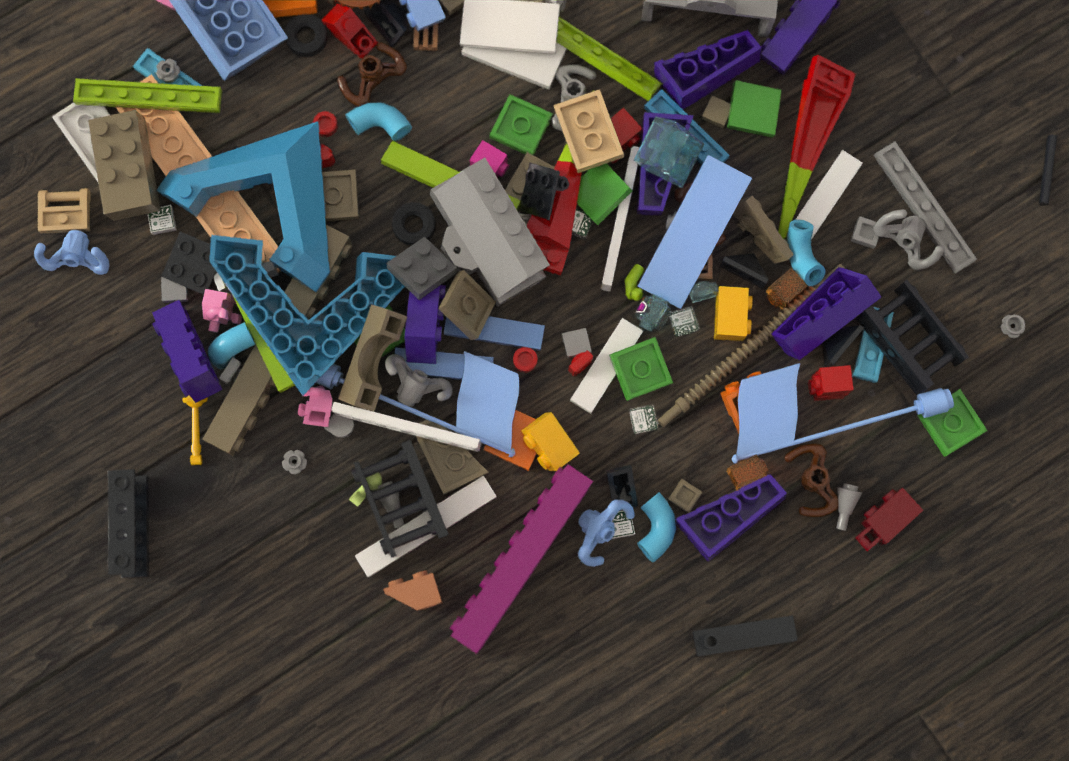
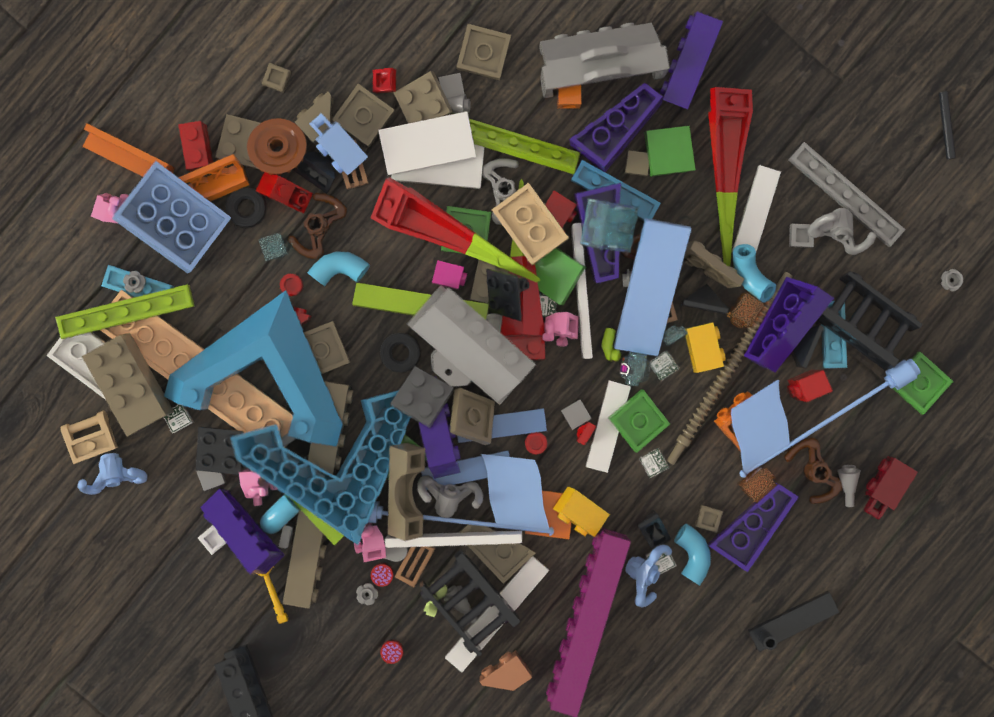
camera: 15 degrees left, 10 degrees up
(153, 354) = (212, 540): none -> white tile
(300, 532) = (391, 651): none -> red tile
(317, 446) = (382, 574): none -> red tile
(320, 80) = (273, 247): none -> clear light blue plate
(372, 430) = (406, 579): none -> medium nougat tile
(474, 91) = (414, 215): none -> red plate
(589, 245) = (563, 325): none -> bright pink piece
(668, 23) = (569, 97): none -> orange brick

